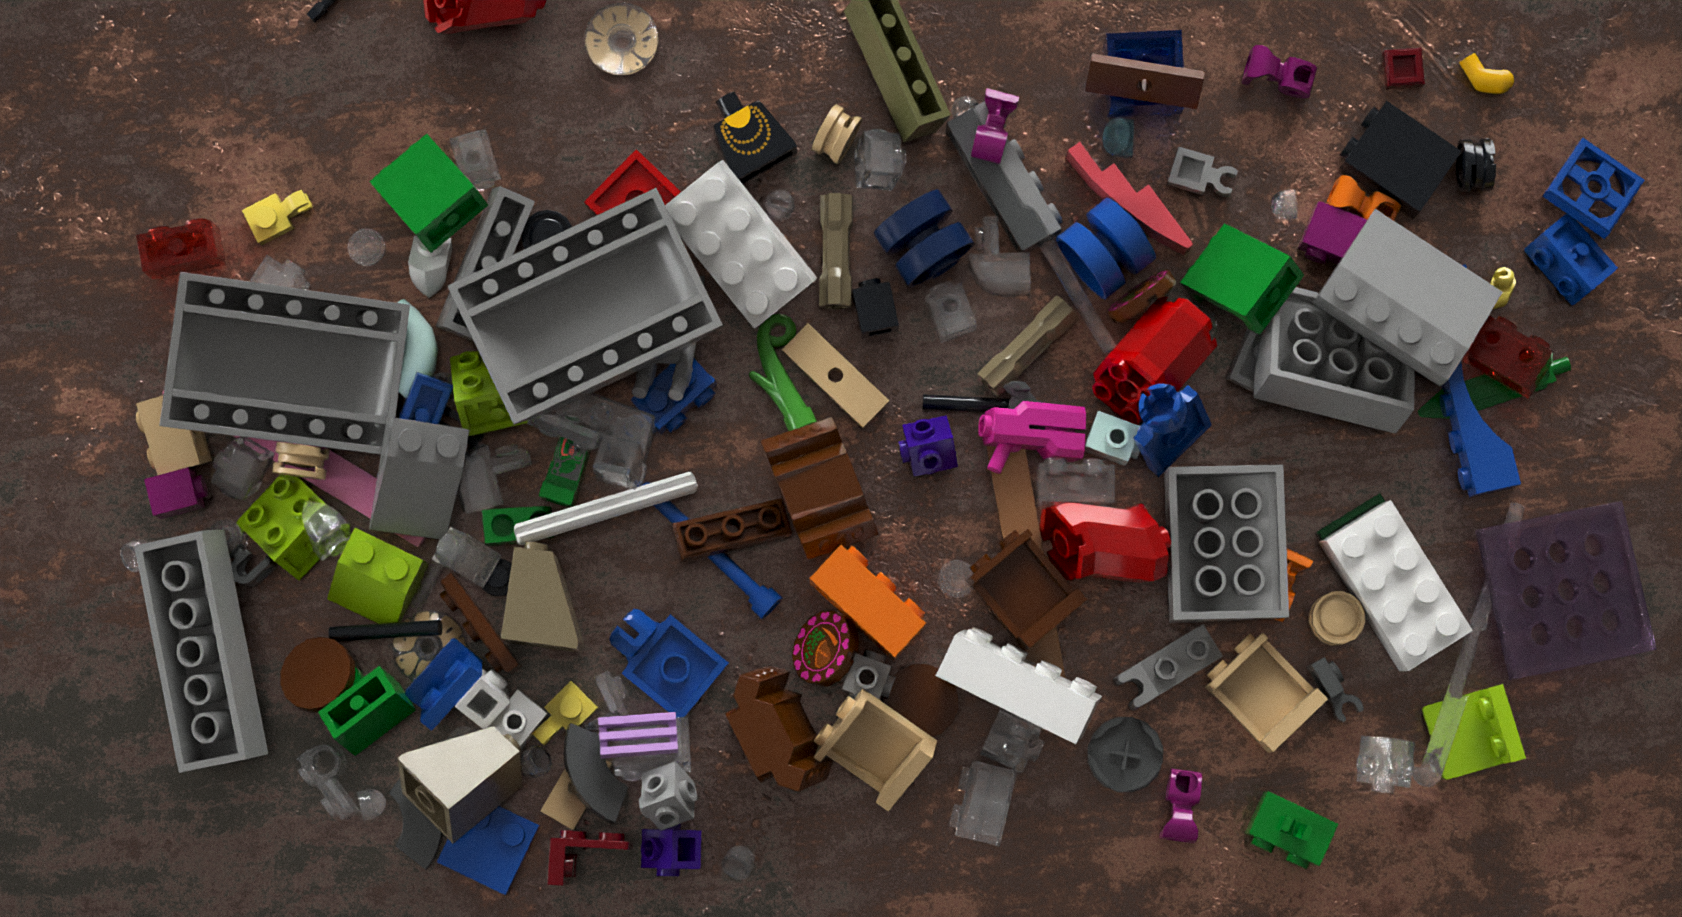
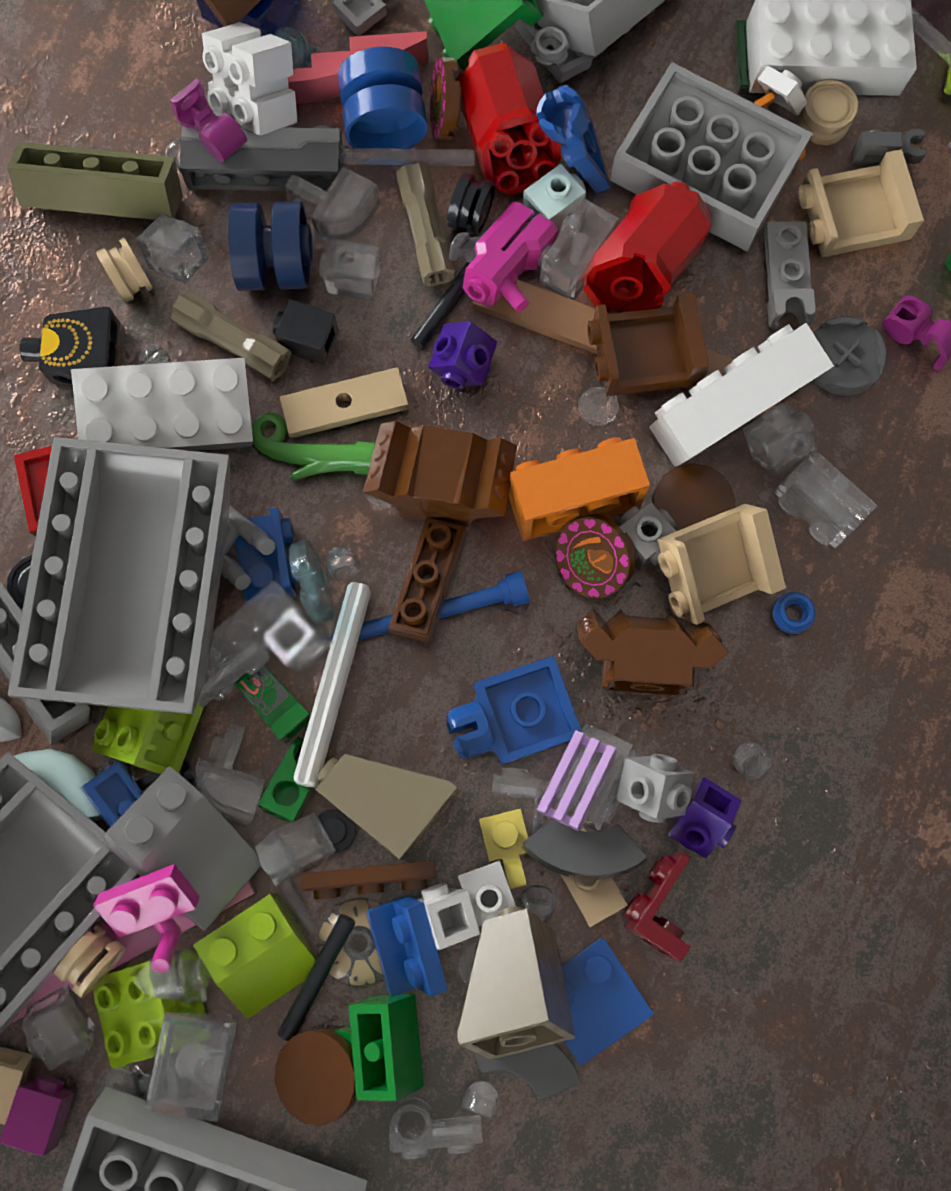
camera: 60 degrees left, 5 degrees down
(274, 580) = (191, 1065): none -> clear slope
(365, 478) = (150, 902): none -> dark pink plate
(675, 442) = (313, 581): none -> clear light blue tile
(705, 455) = (342, 563): none -> clear hinge
(884, 819) = (802, 604): none -> blue plate
(1053, 132) = (250, 77): none -> white brick
(1064, 373) = (471, 204): none -> black wheel
(1246, 346) = (550, 38): none -> light grey plate
(1321, 570) = (785, 88): none -> white plate

